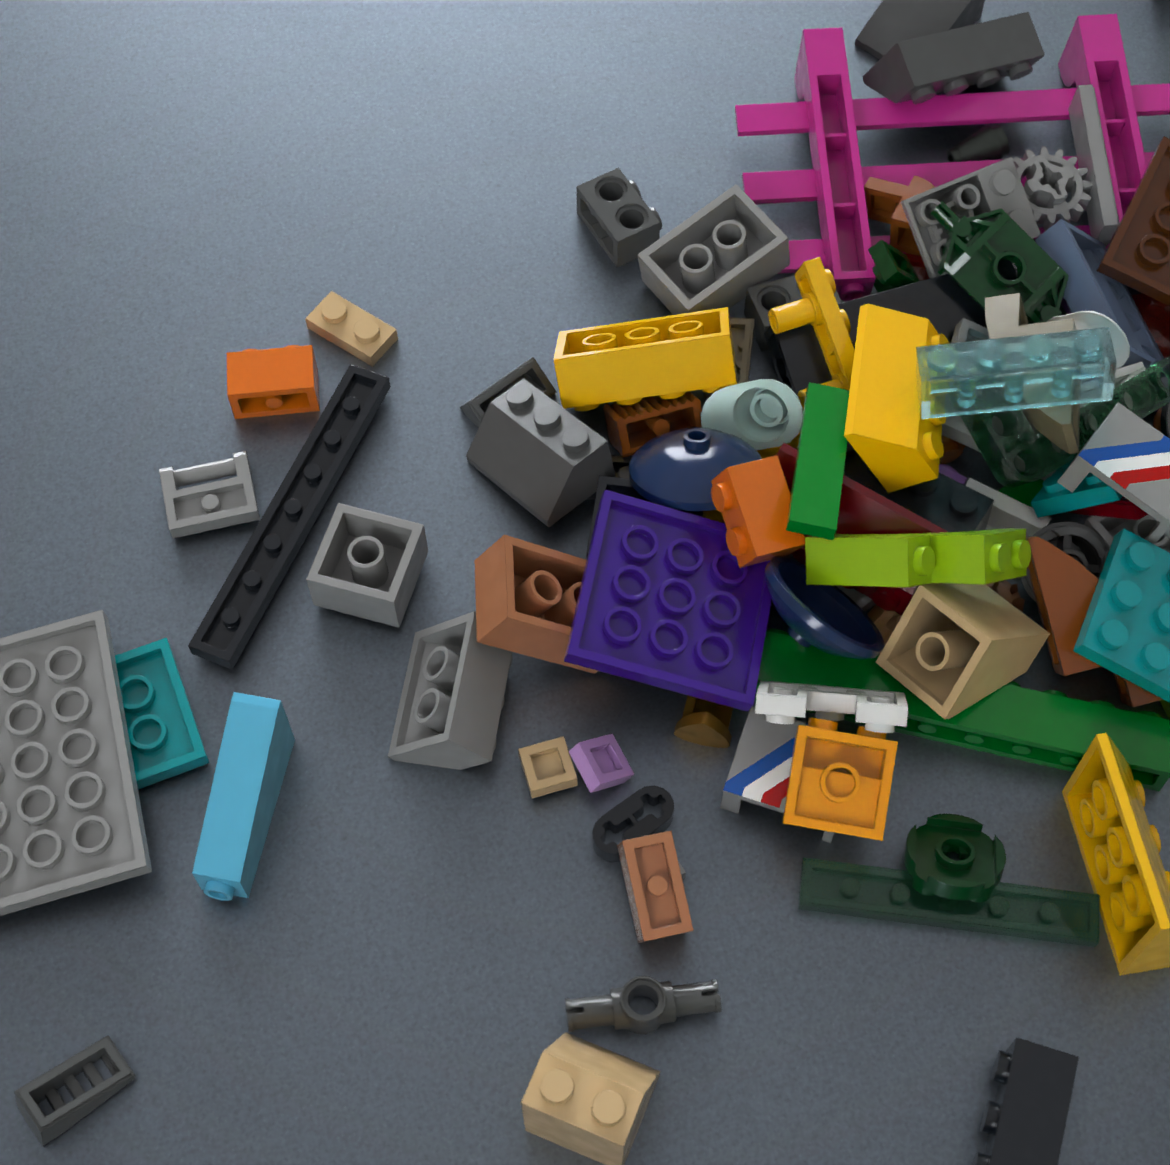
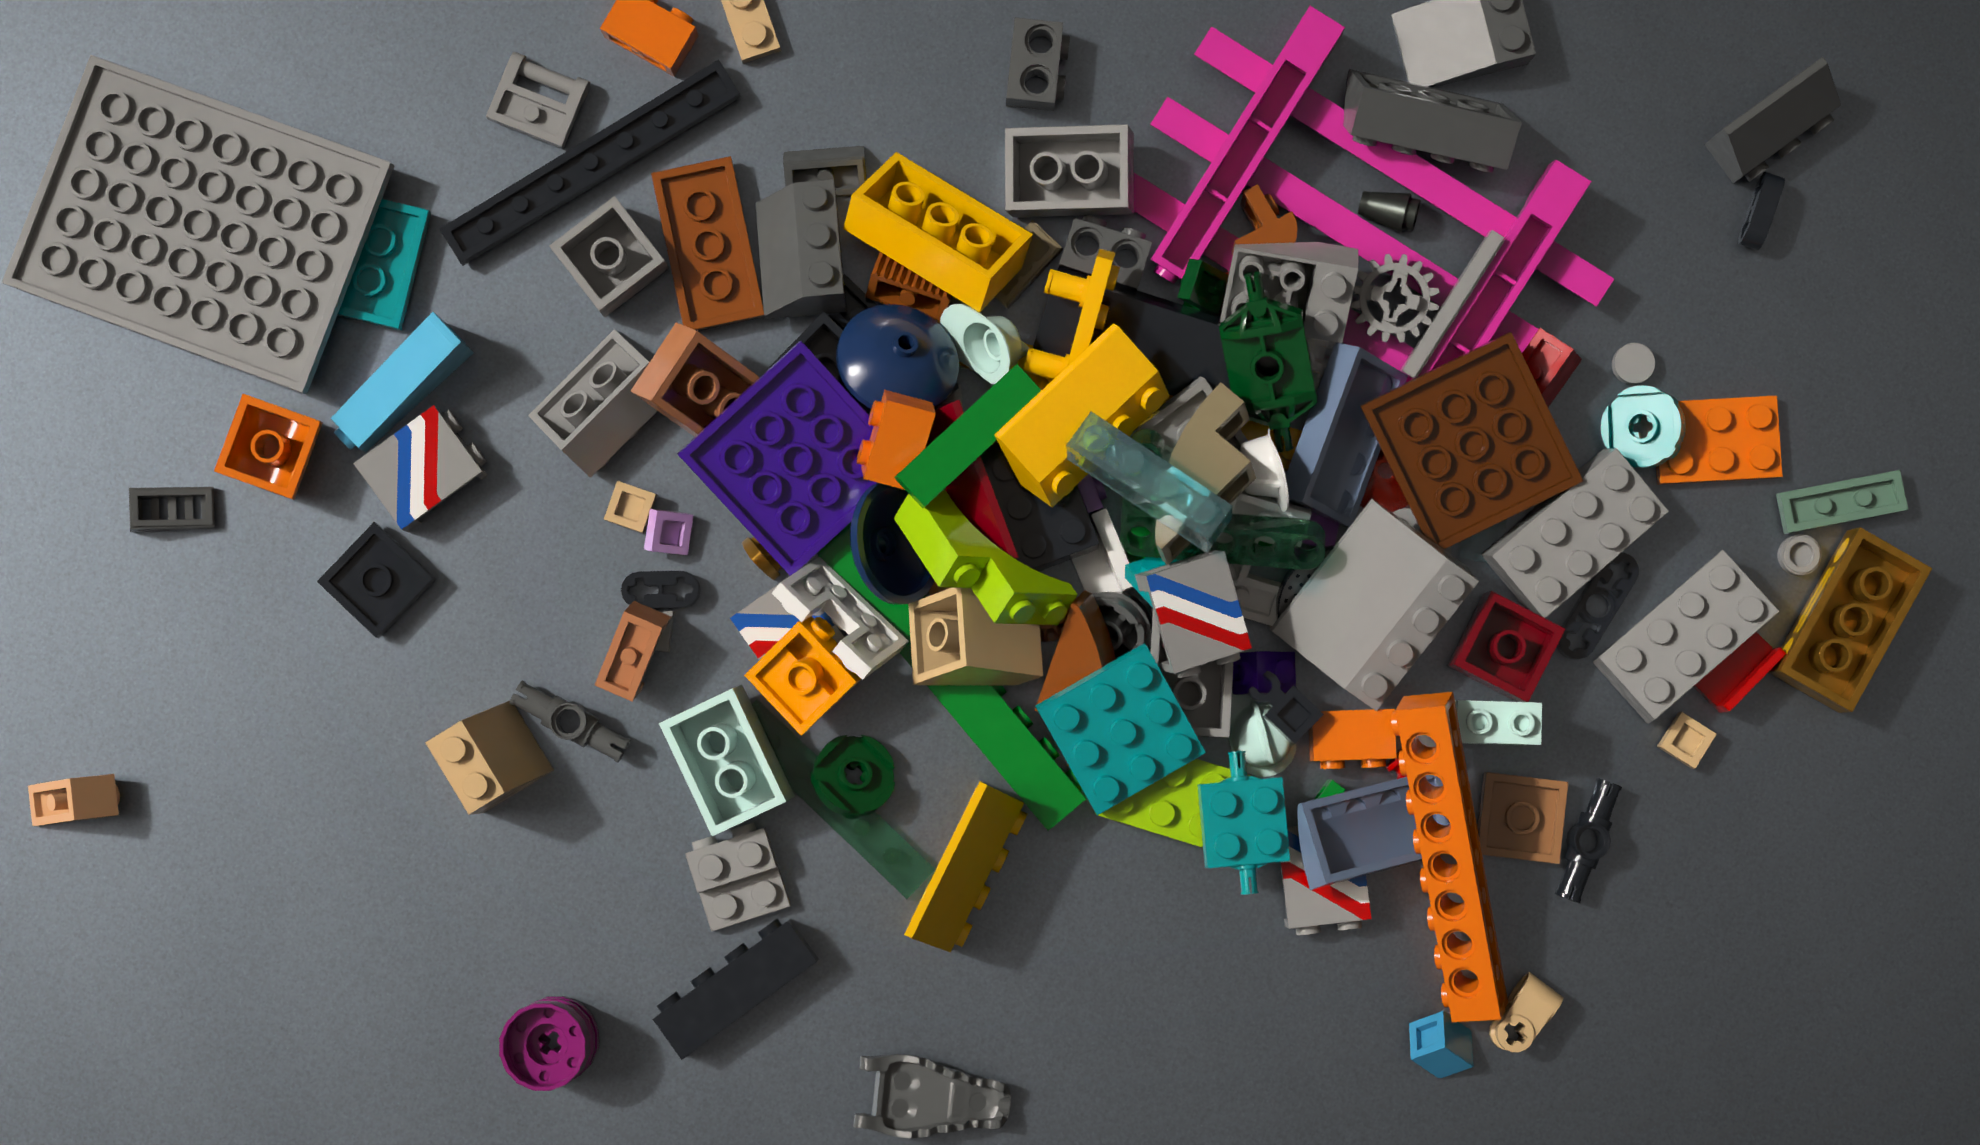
camera: 30 degrees right, 25 degrees up
(144, 945) = (268, 446): none -> orange brick
(314, 866) = (421, 466): none -> panel
(343, 1007) = (376, 580): none -> black plate
(454, 503) = (708, 244): none -> dark orange plate
(828, 923) = (727, 760): none -> light aqua brick
(925, 1041) = (737, 877): none -> light grey plate

